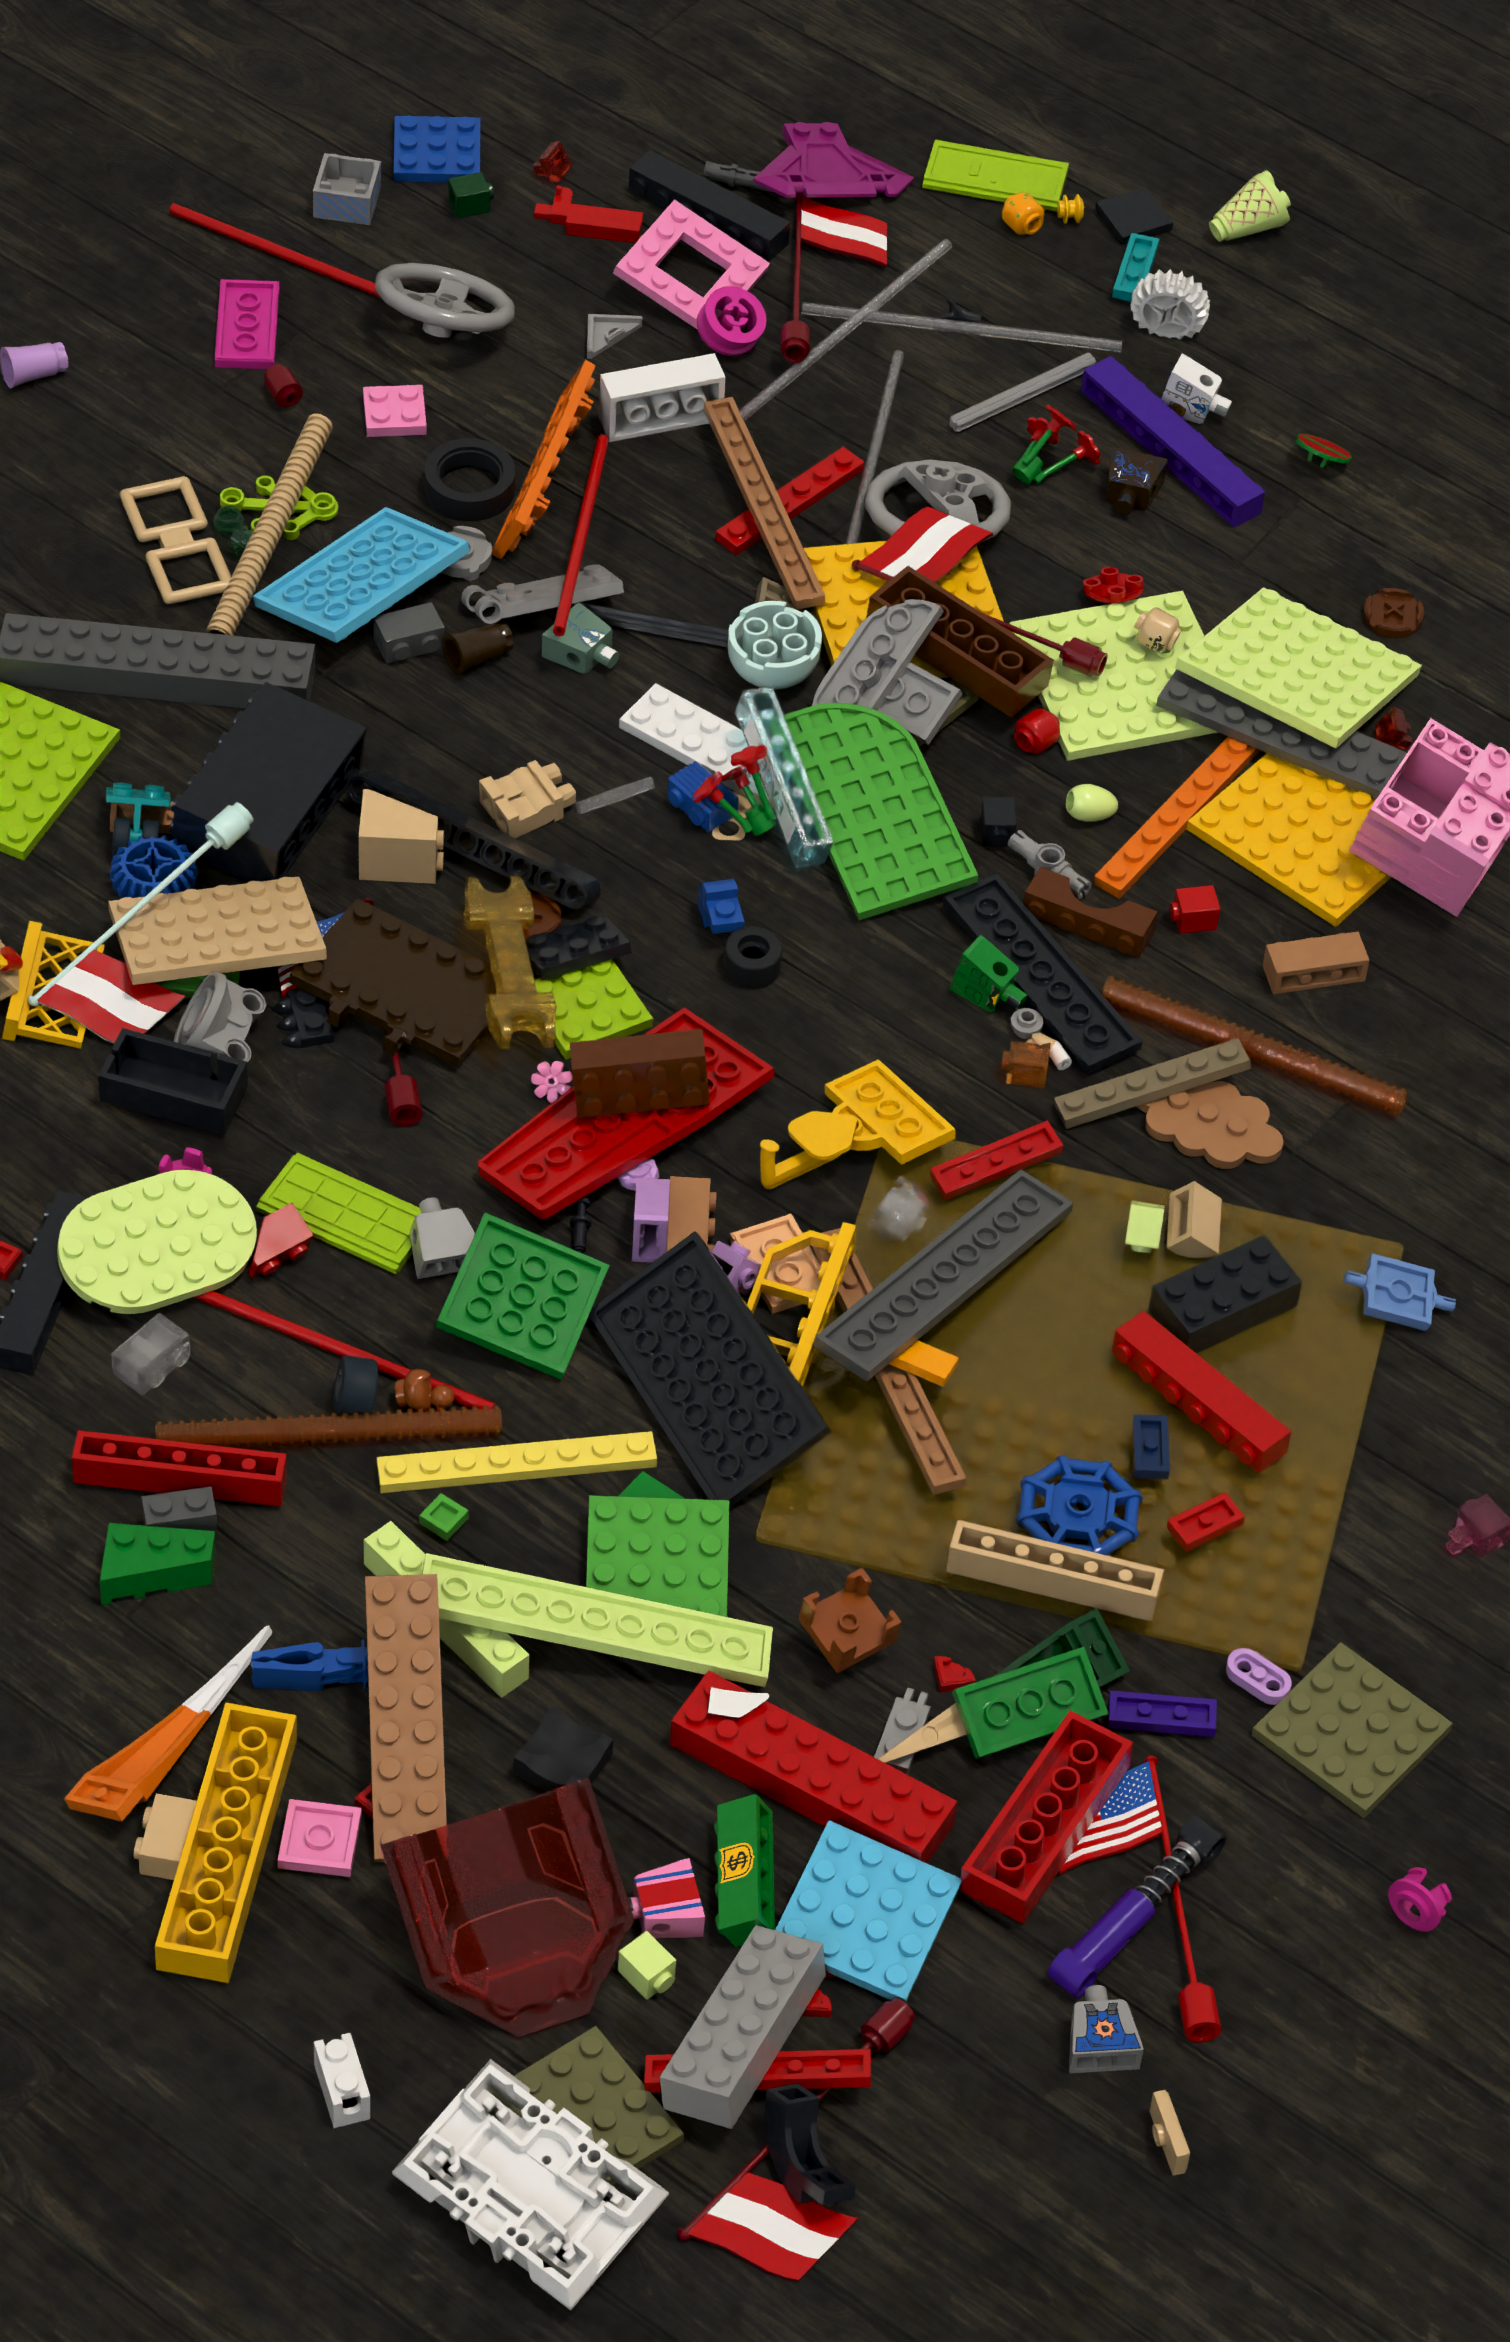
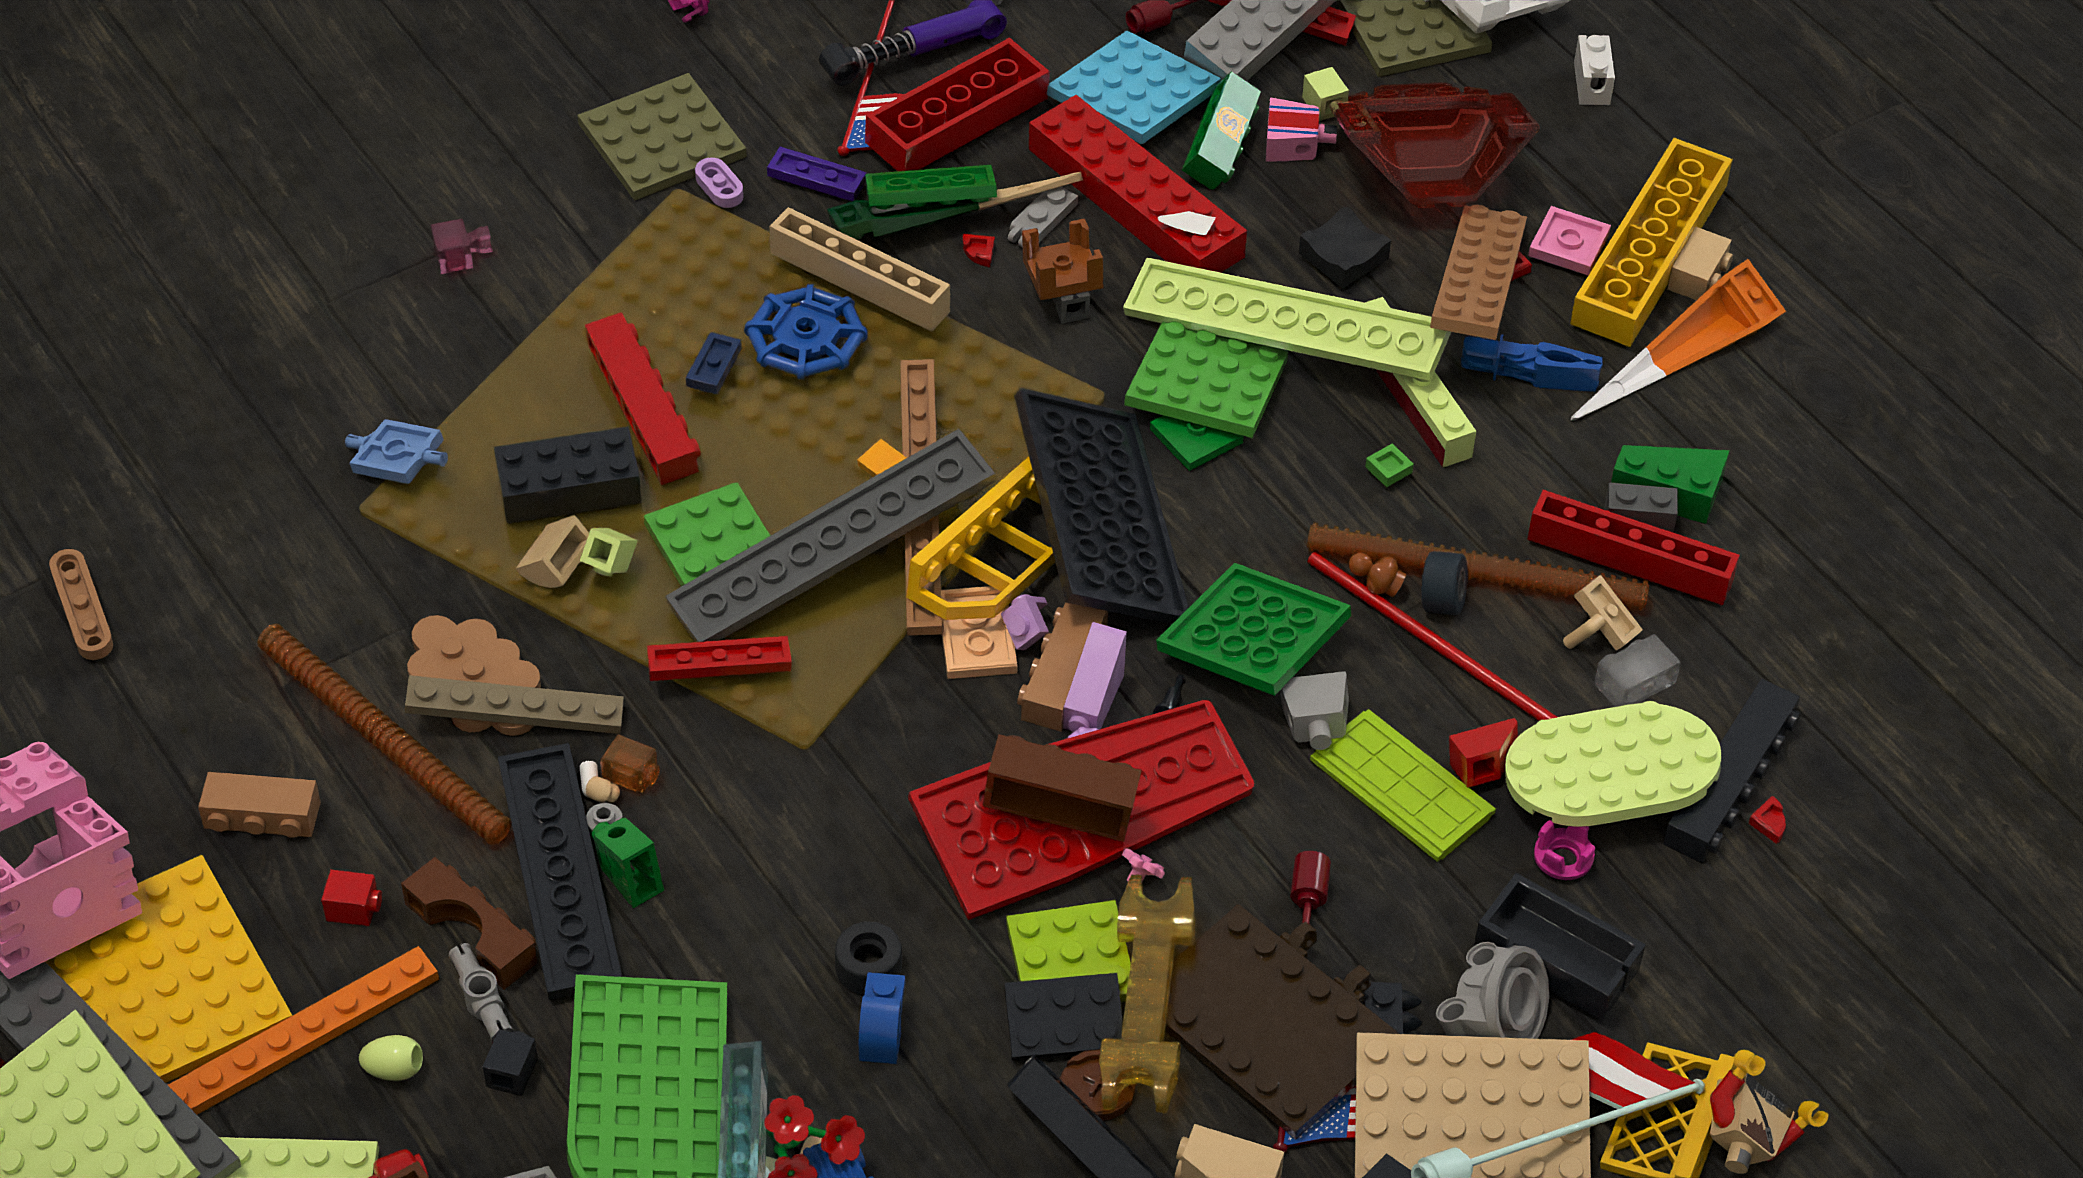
camera: 160 degrees left, 0 degrees up
(195, 1396) = (1606, 614): none -> tan plate
(516, 1462) = (1304, 505): light yellow plate -> none
(870, 1113) = (810, 736): yellow plate -> none
(900, 1211) = (847, 616): clear cone -> none
(1063, 1284) = (705, 531): none -> bright green plate
(1205, 1522) = (699, 292): red plate -> none

